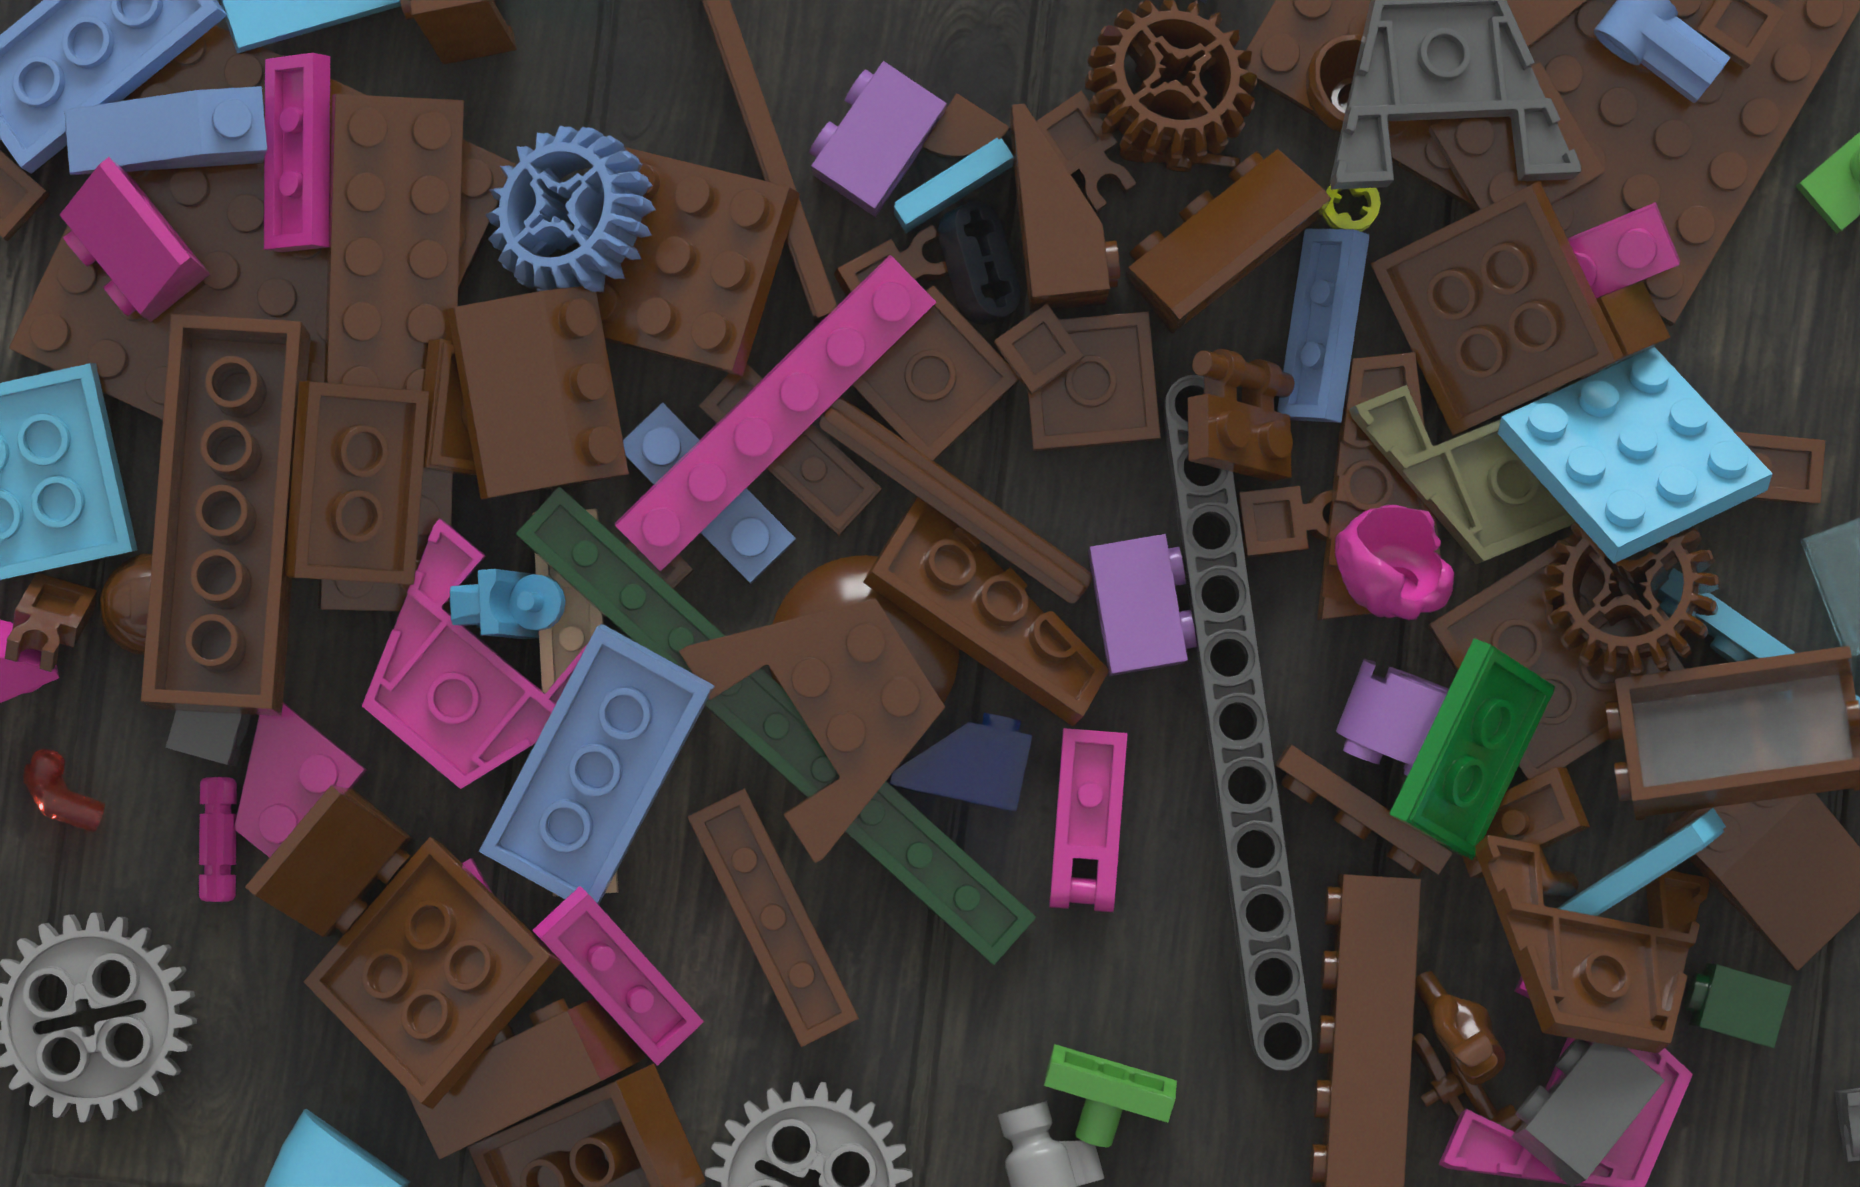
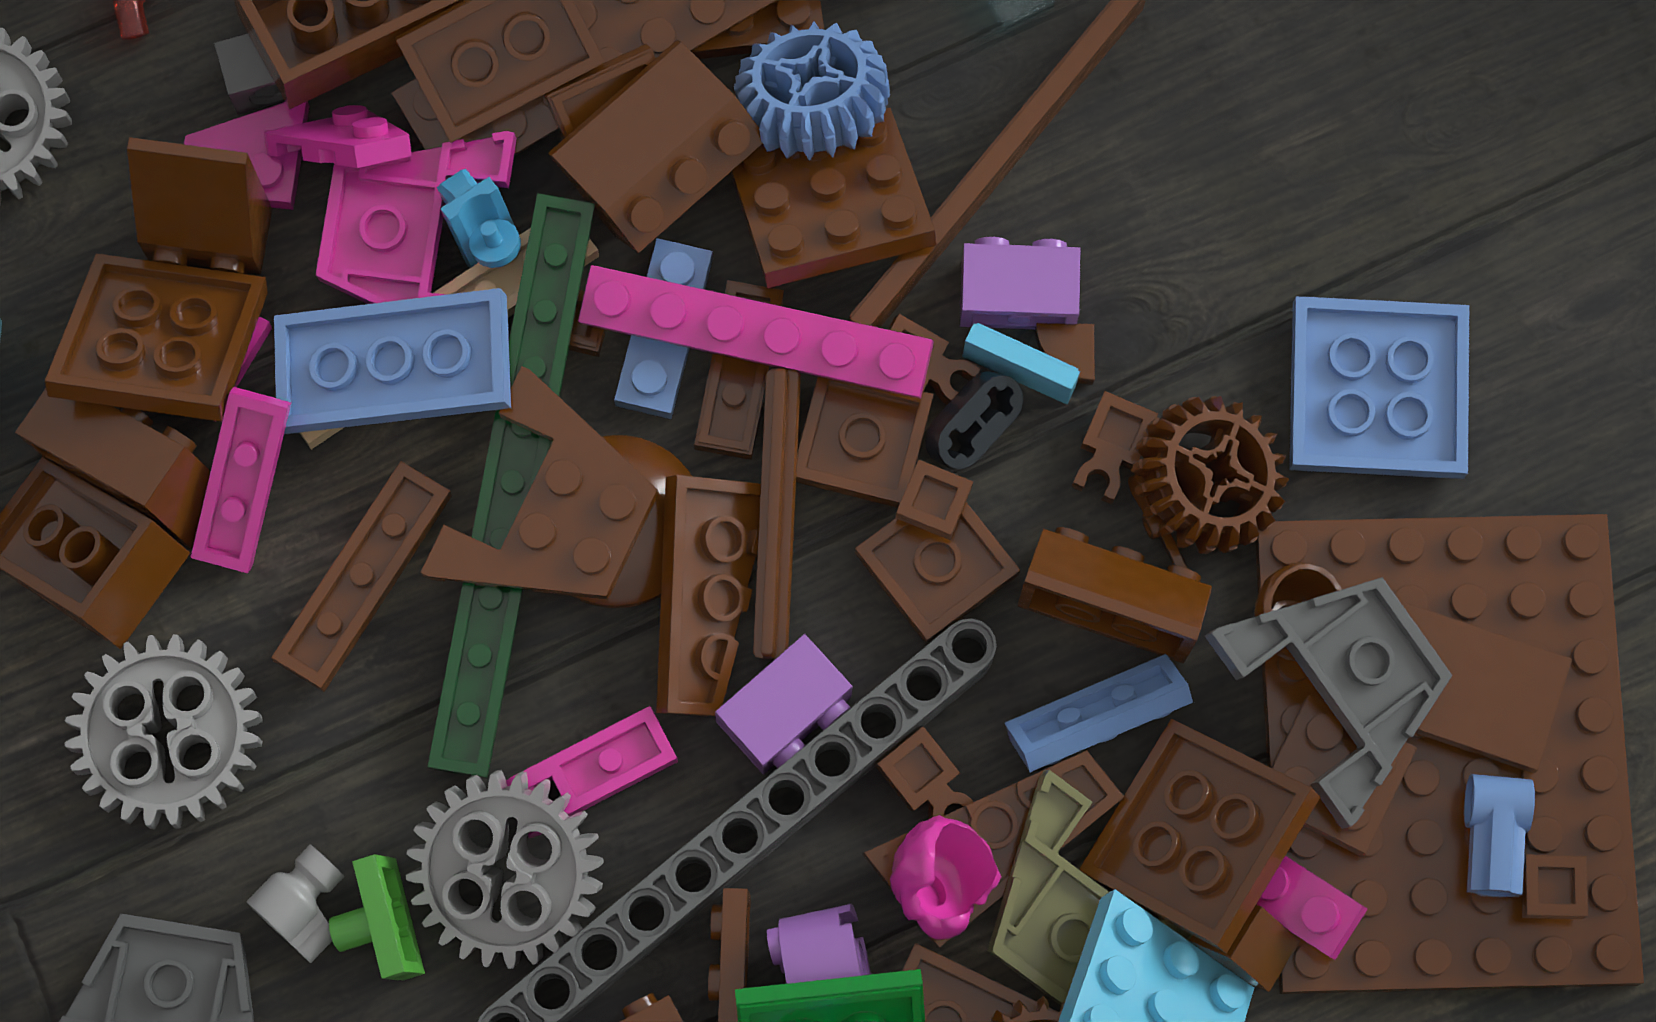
camera: 55 degrees right, 10 degrees down
(217, 839) = (179, 122): dark pink axle -> none
(341, 680) = (348, 139): none -> dark pink wing
(972, 764) = (577, 654): clear blue slope -> none
(1060, 231) = (1026, 463): reddish brown slope -> none
(1174, 911) = (454, 856): none -> light grey gear
(1244, 434) = (965, 690): reddish brown plate -> none
(1344, 220) = (1225, 678): neon yellow bush -> none

